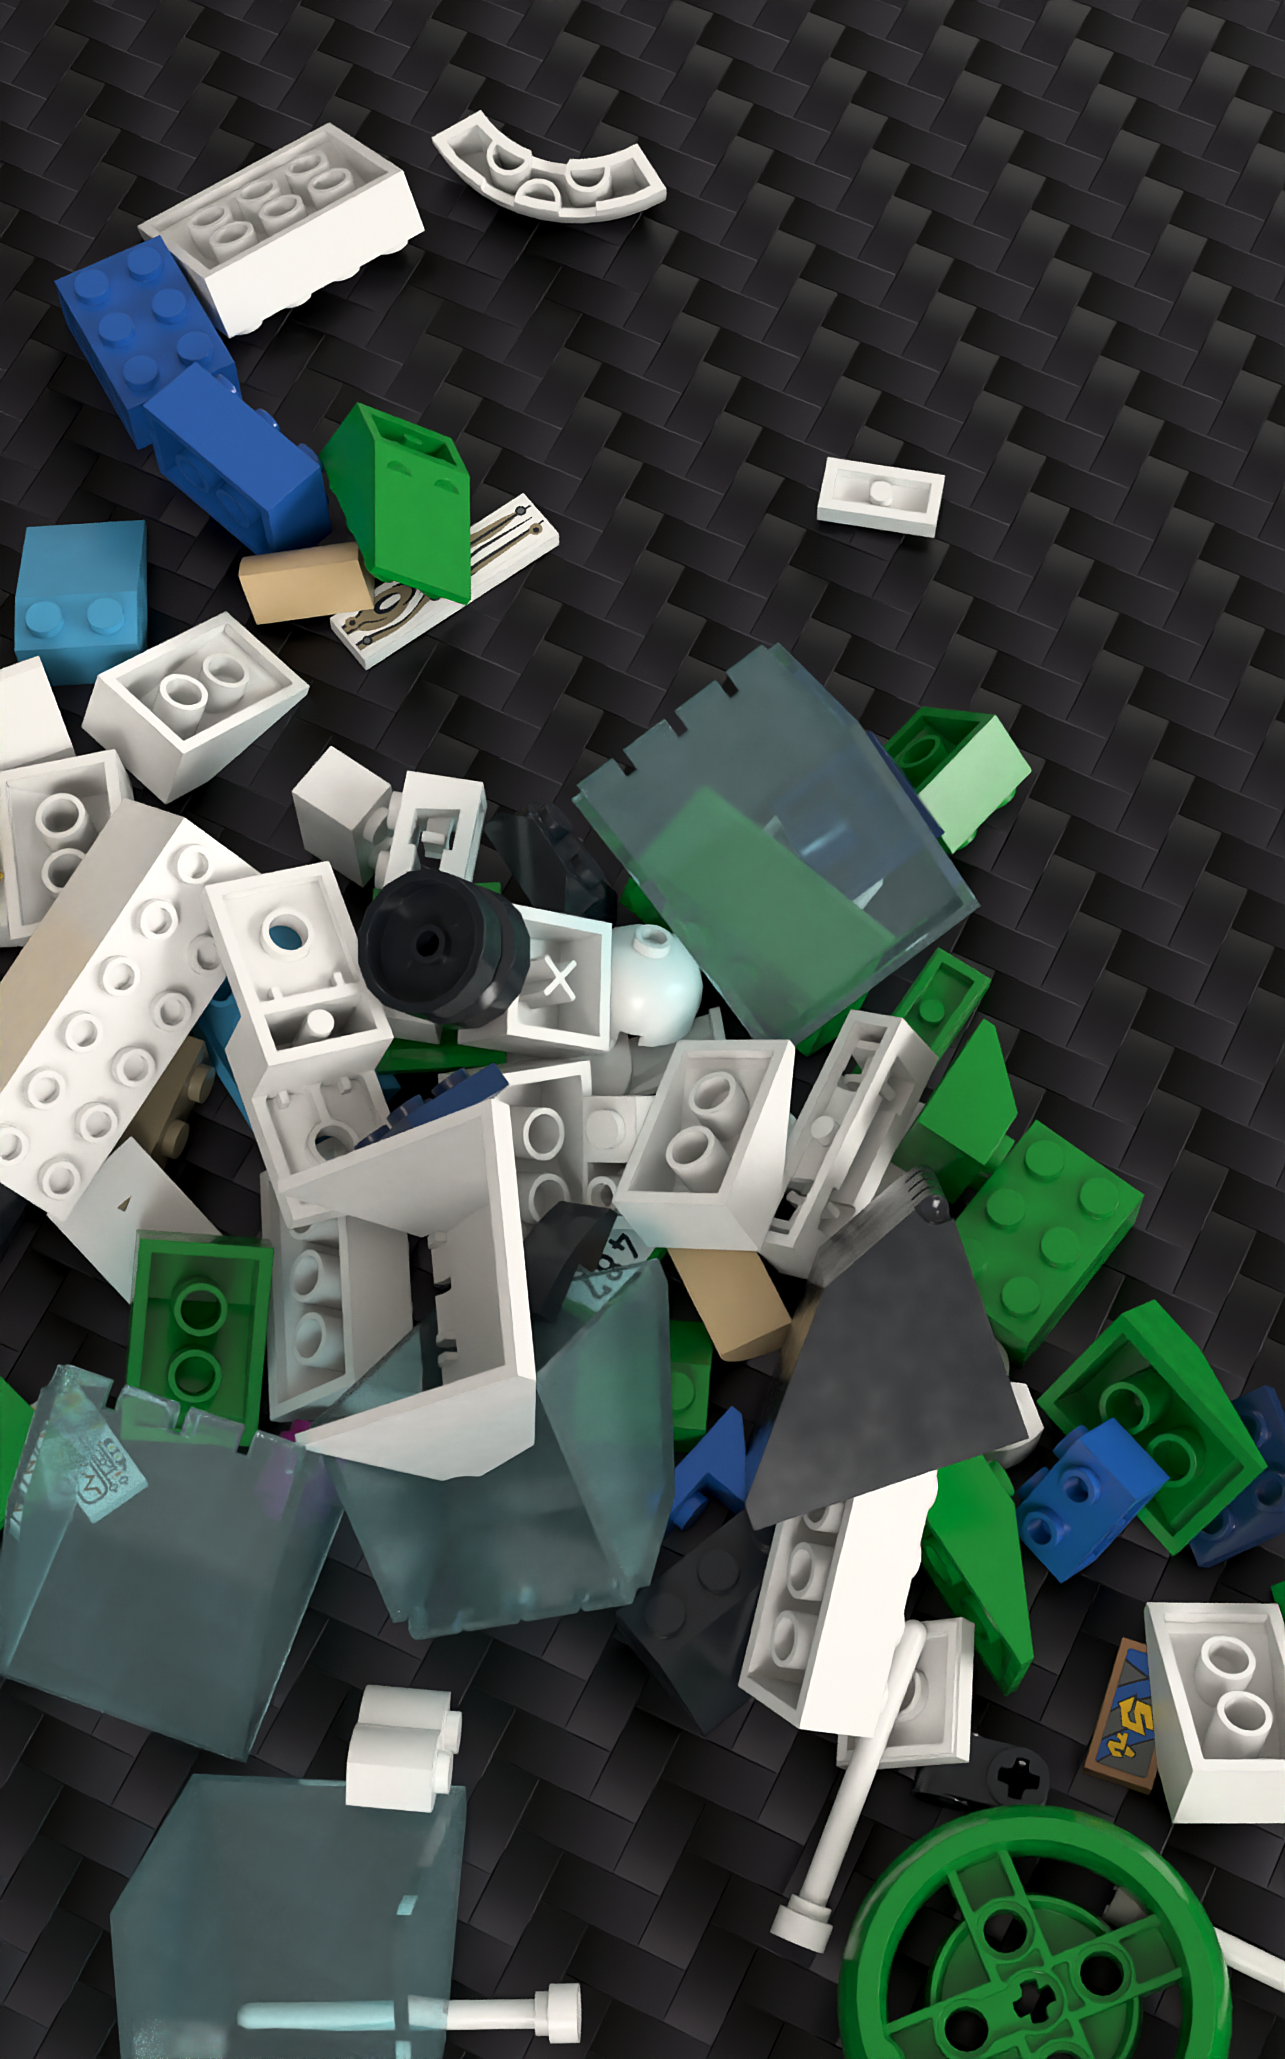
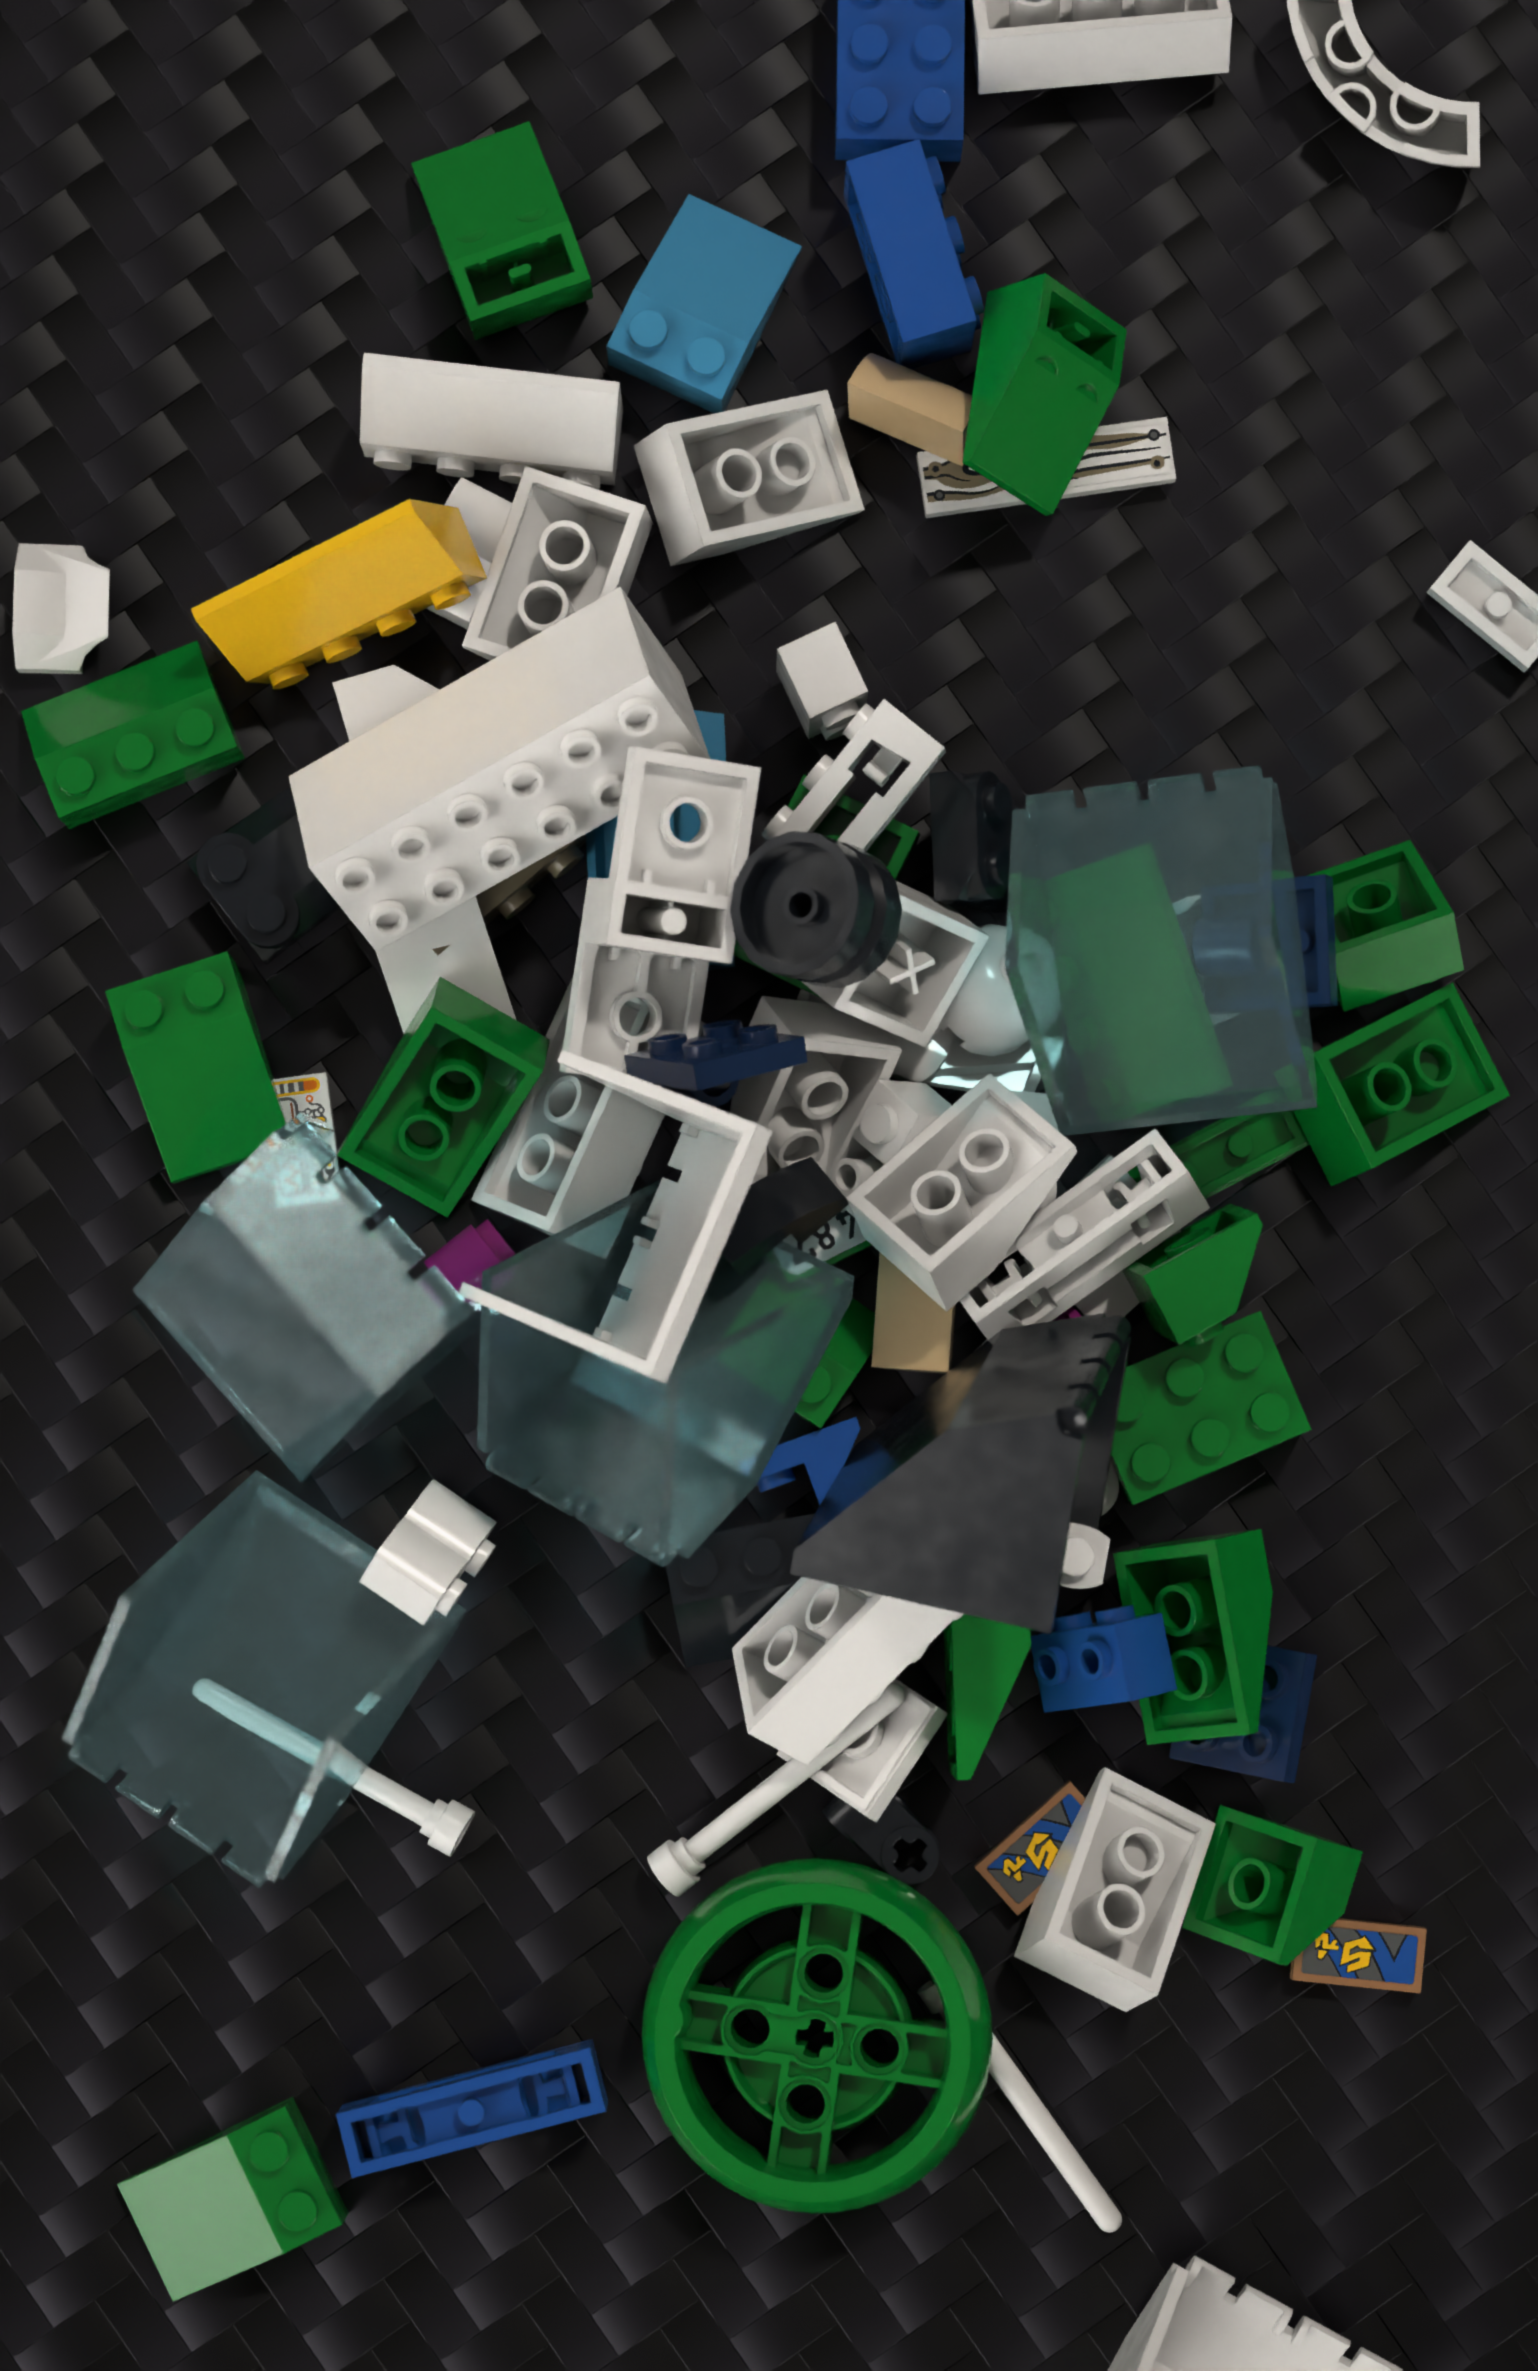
camera: 25 degrees right, 20 degrees up
(1037, 893) = (1398, 1084): none -> green slope

